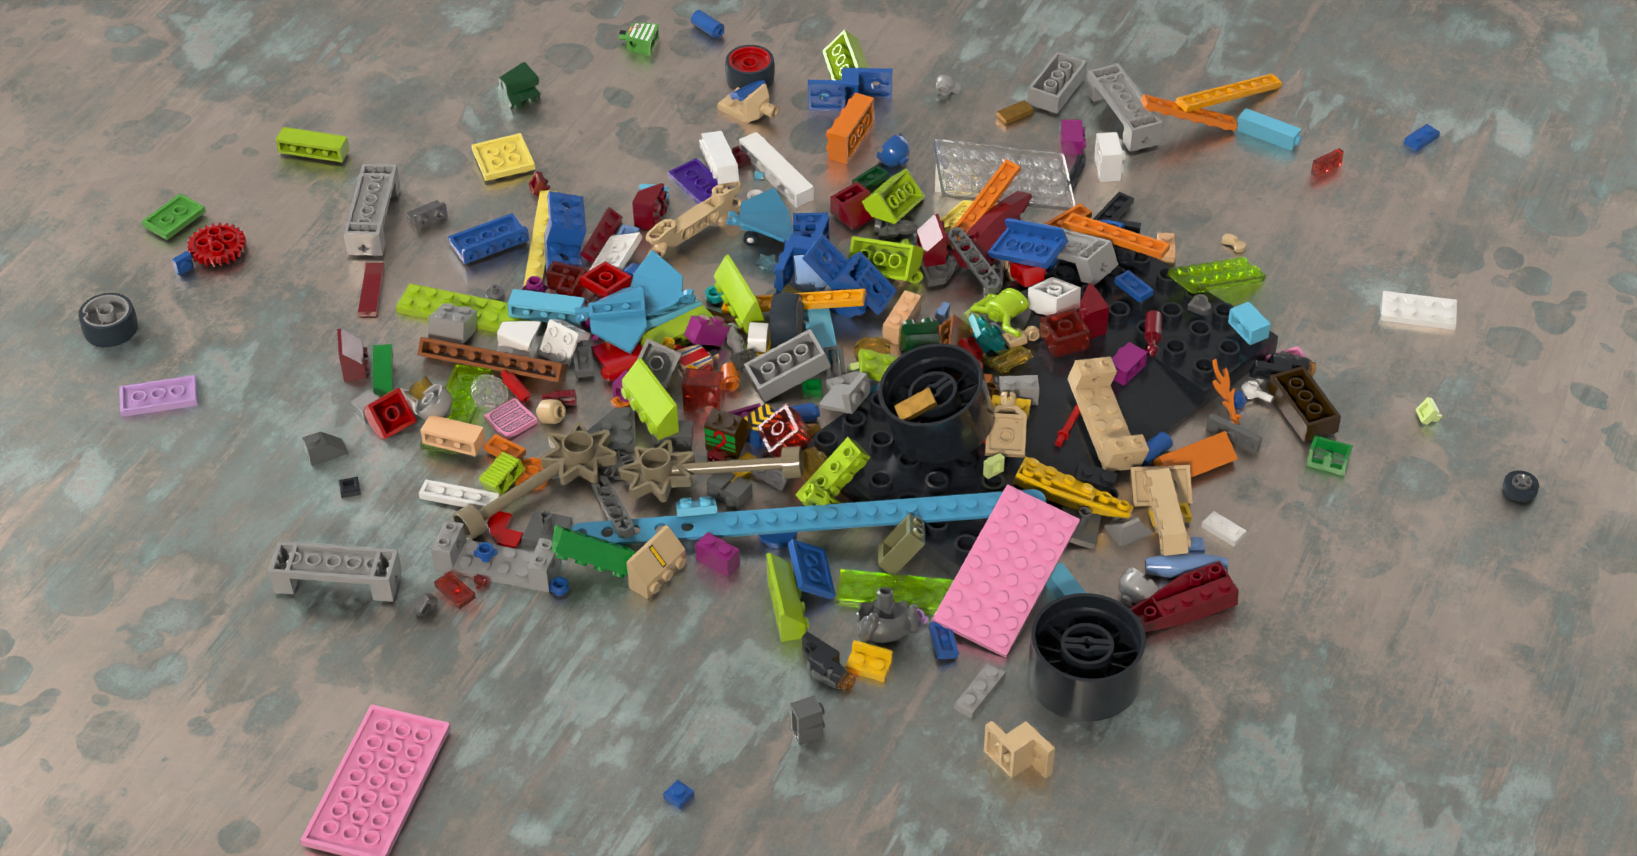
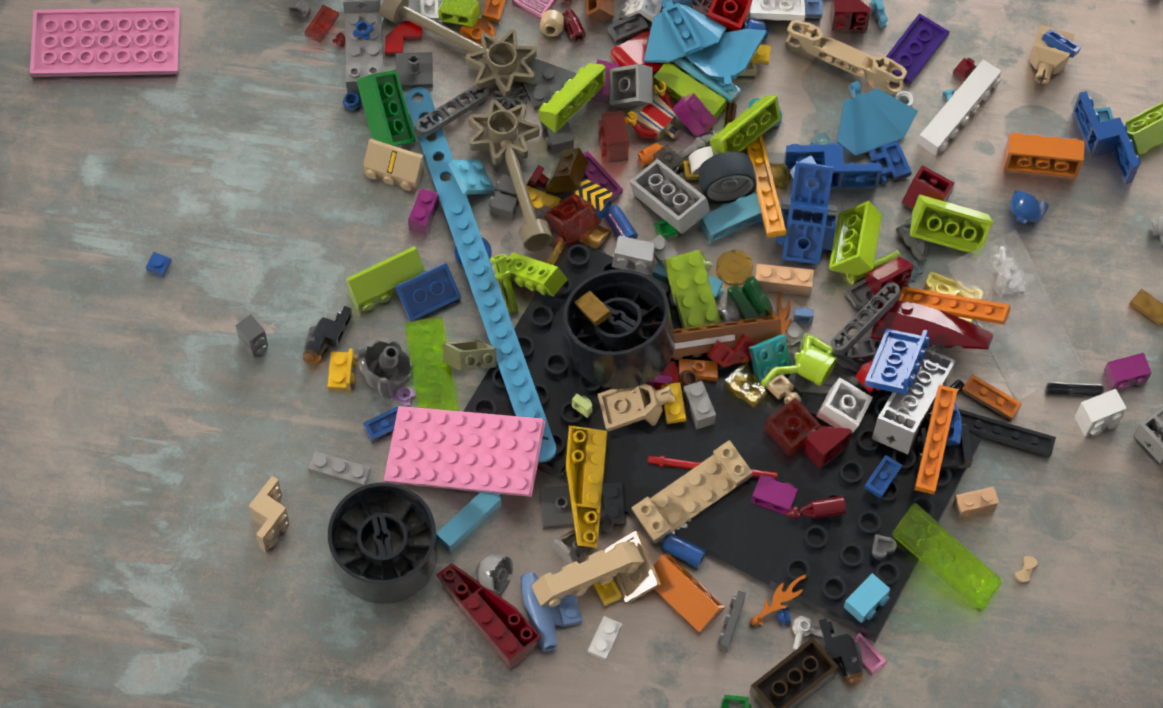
camera: 70 degrees right, 20 degrees up
(719, 157) = (939, 48): white brick -> none
(749, 65) = (1103, 35): wheel -> none
(841, 357) = (707, 230): dark grey tile -> none
(872, 177) = (982, 197): dark green plate -> none

